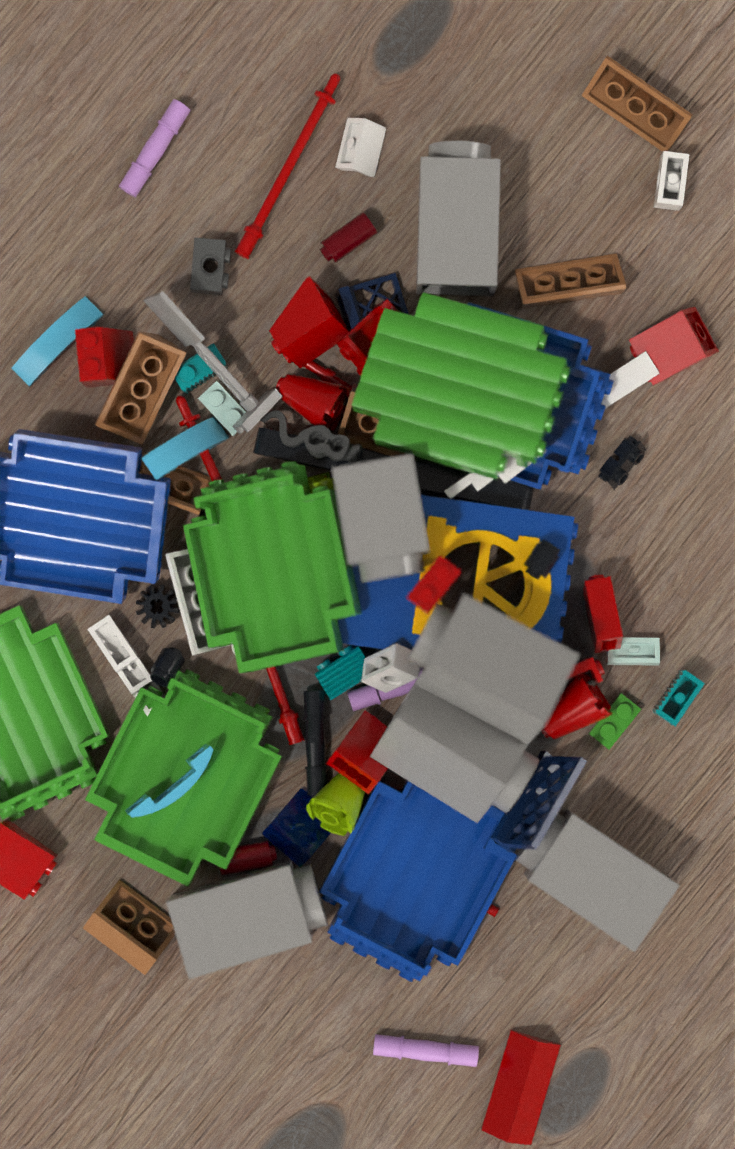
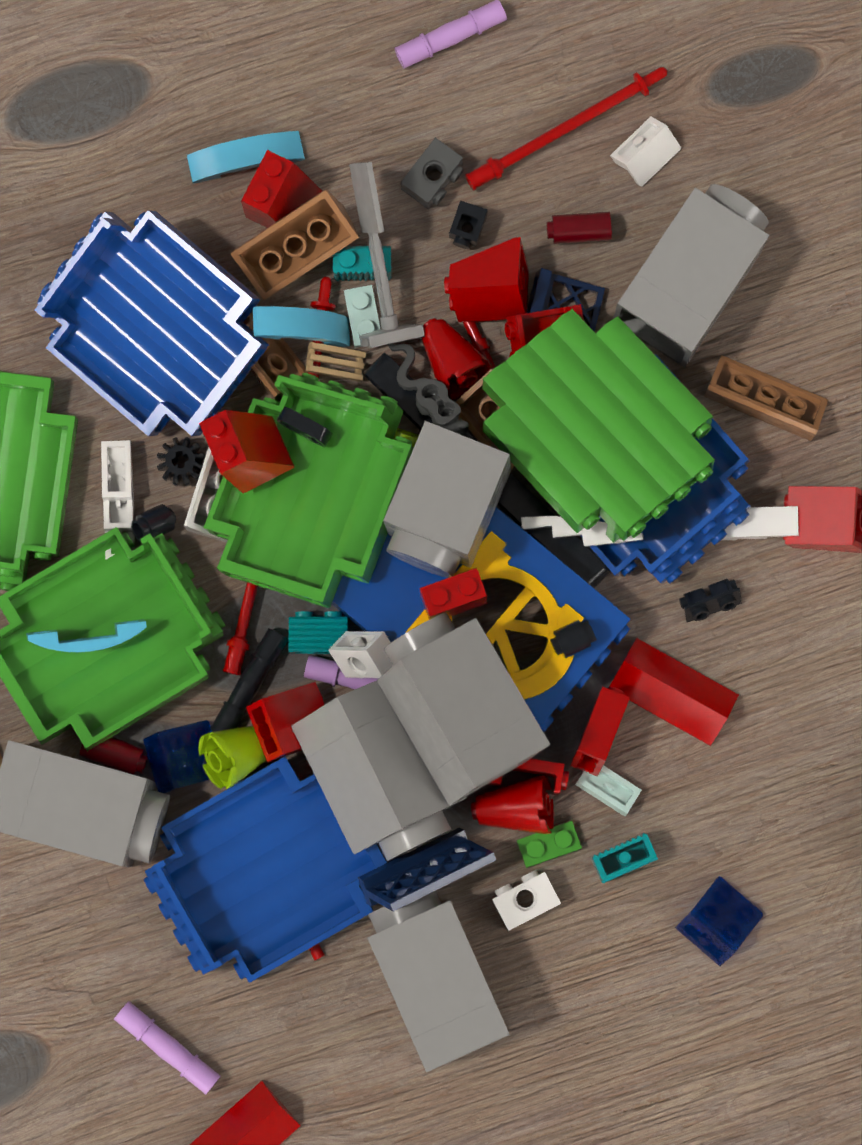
camera: 35 degrees right, 5 degrees down
(205, 568) = (246, 448): none -> red slope
(237, 524) = (304, 427): none -> black beam
(244, 449) = (358, 365): none -> tan tile
(258, 280) = (467, 215): none -> black brick
(637, 548) = (674, 692): none -> red slope
(637, 766) = (543, 899): none -> white brick

